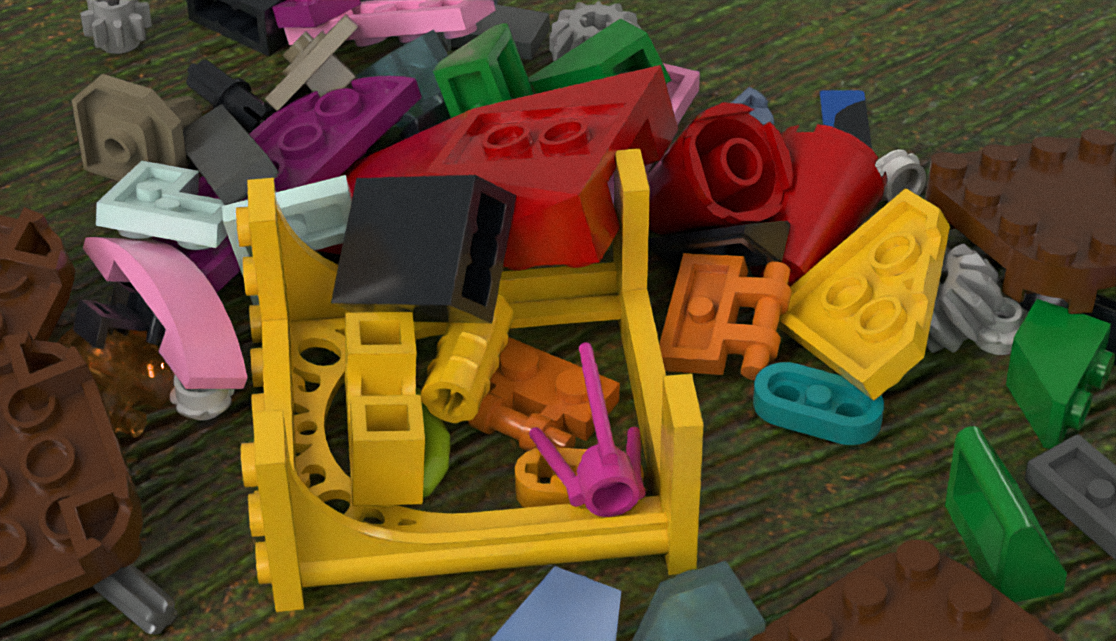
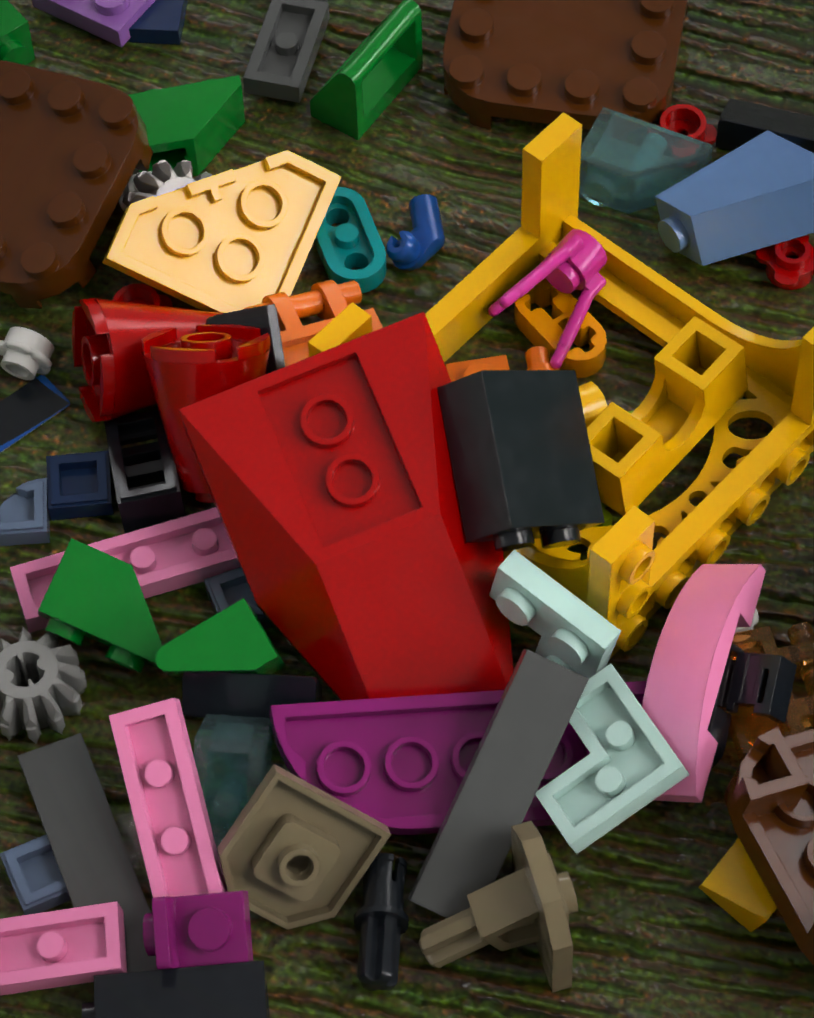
camera: 130 degrees left, 15 degrees up
(770, 456) = (424, 240): none -> blue arm

